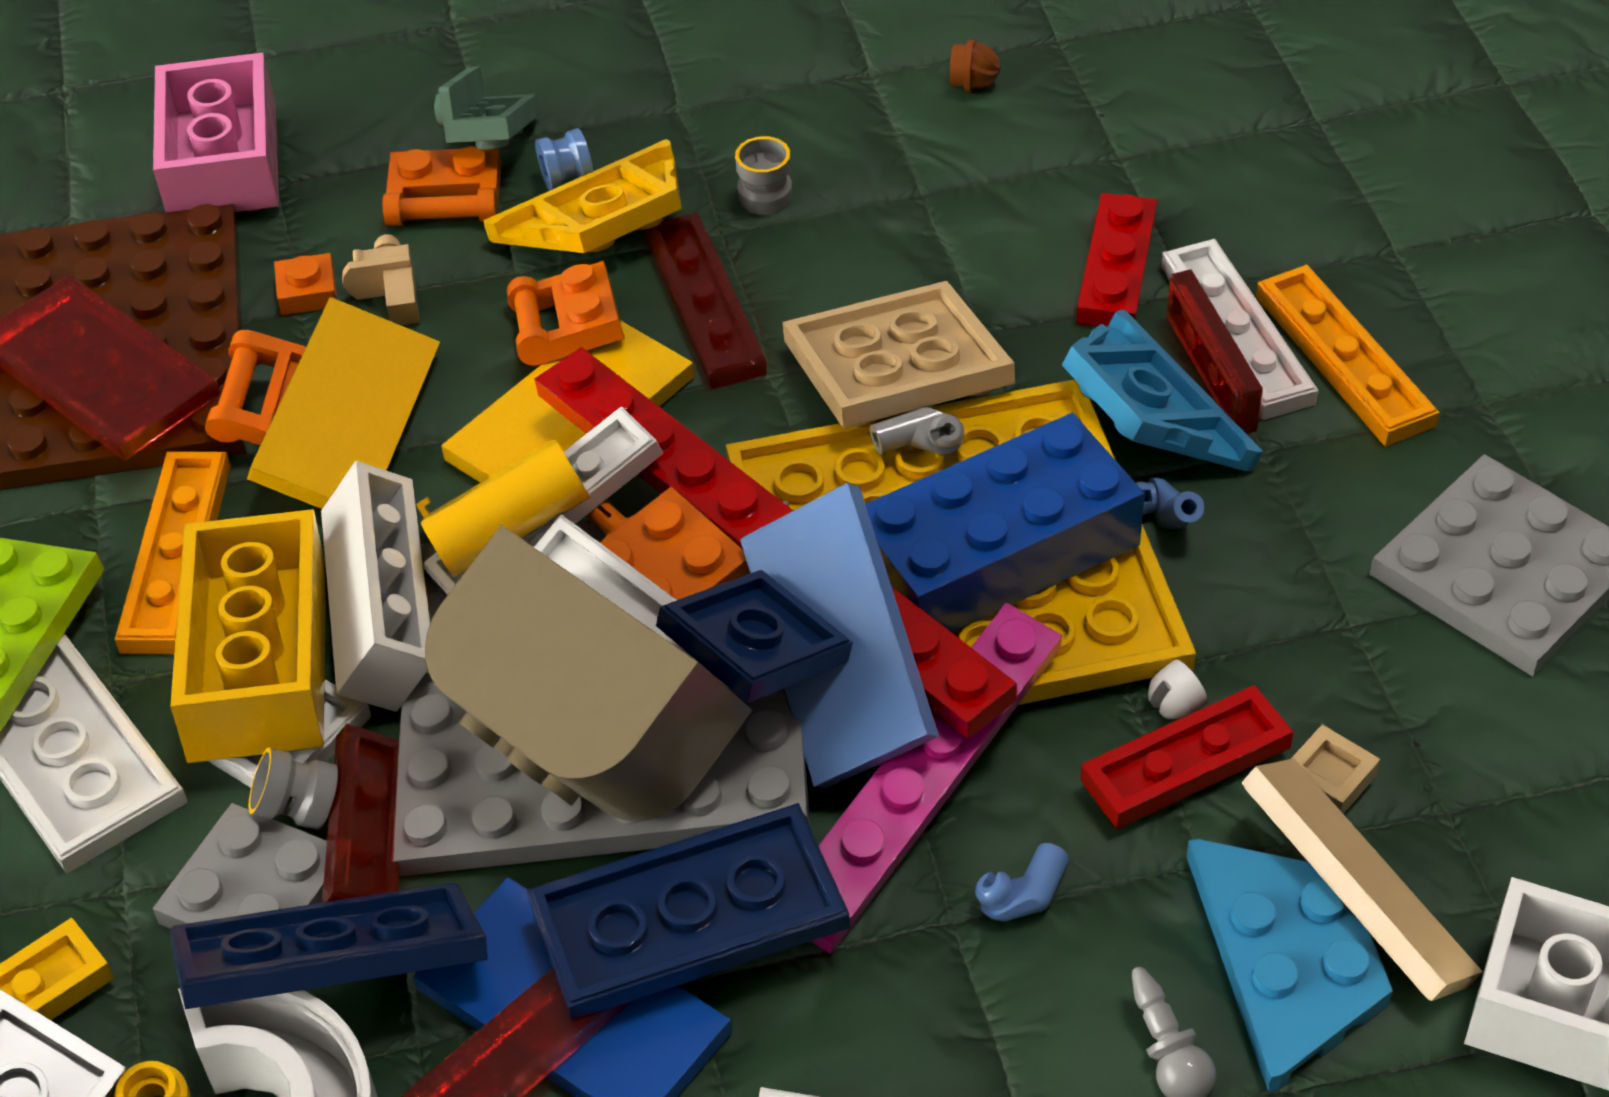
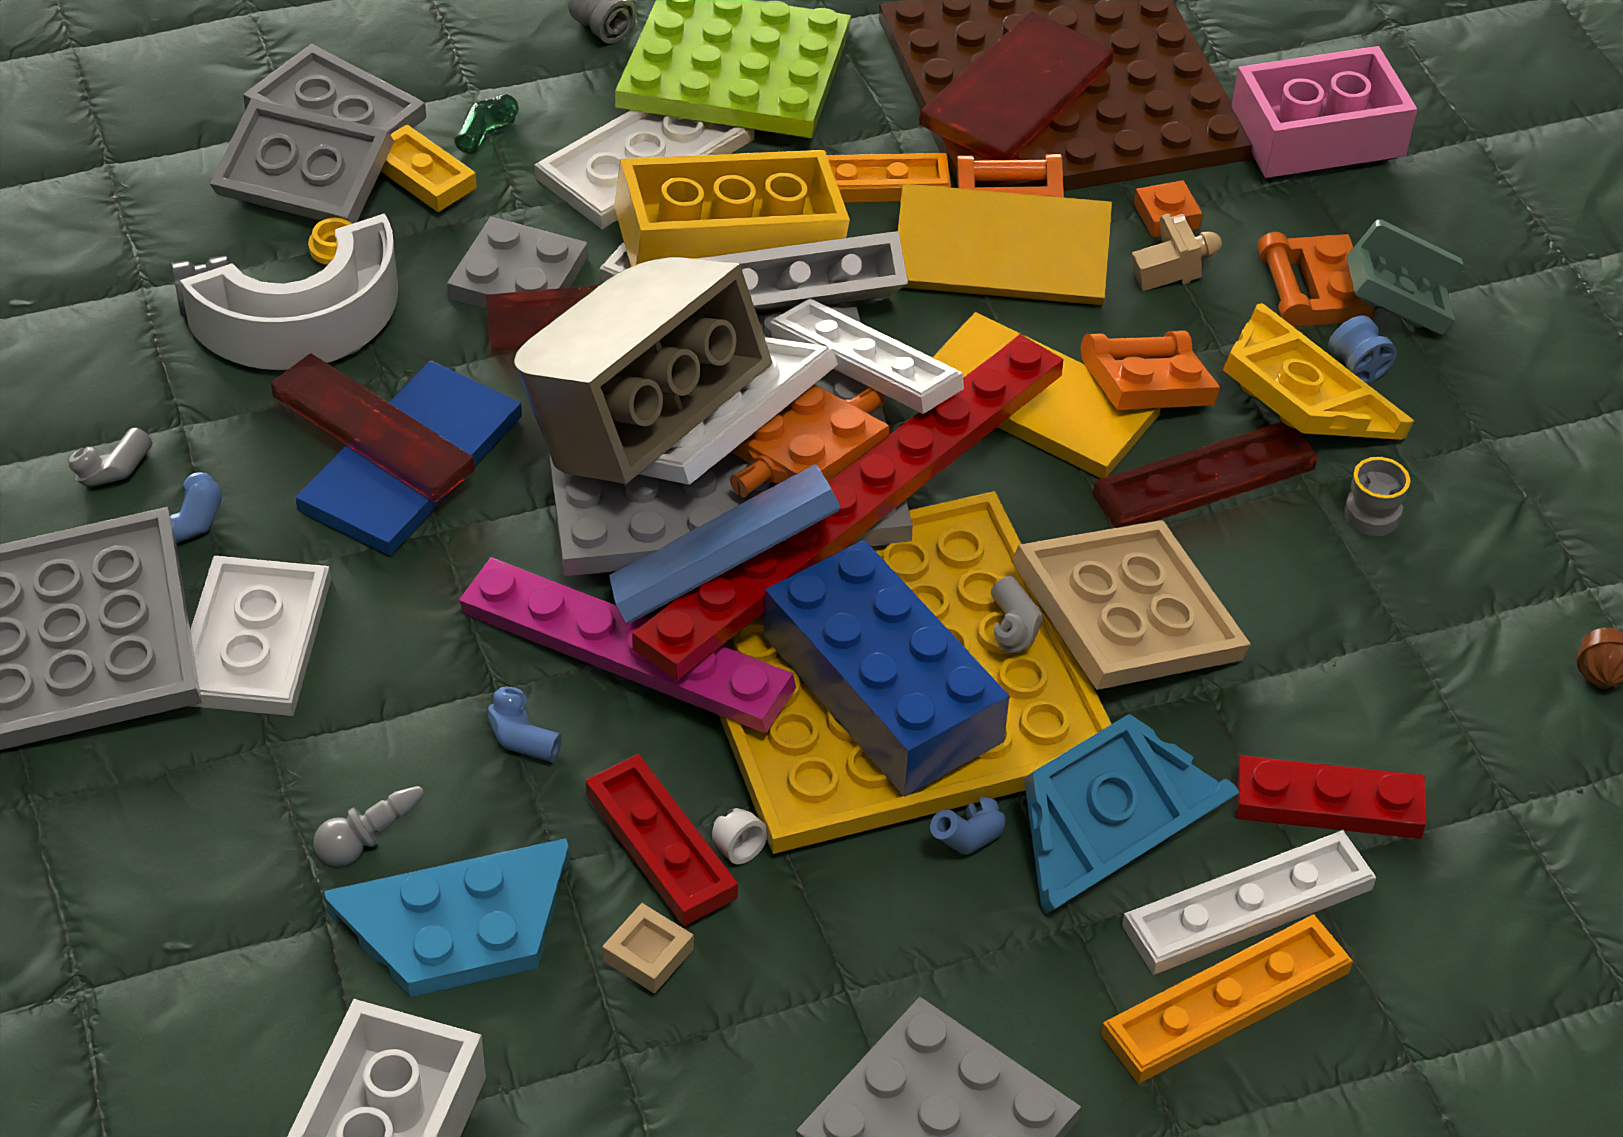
camera: 80 degrees right, 0 degrees up
(293, 789) = (589, 258): light grey wheel -> none
(325, 944) = (429, 290): dark blue tile -> none
(517, 497) = (848, 321): yellow door -> none
(687, 910) = (468, 493): dark blue tile -> none
(754, 635) = (694, 470): dark blue tile -> none
(1213, 351) = (1186, 864): clear red tile -> none
(1362, 879) = (523, 946): tan tile -> none

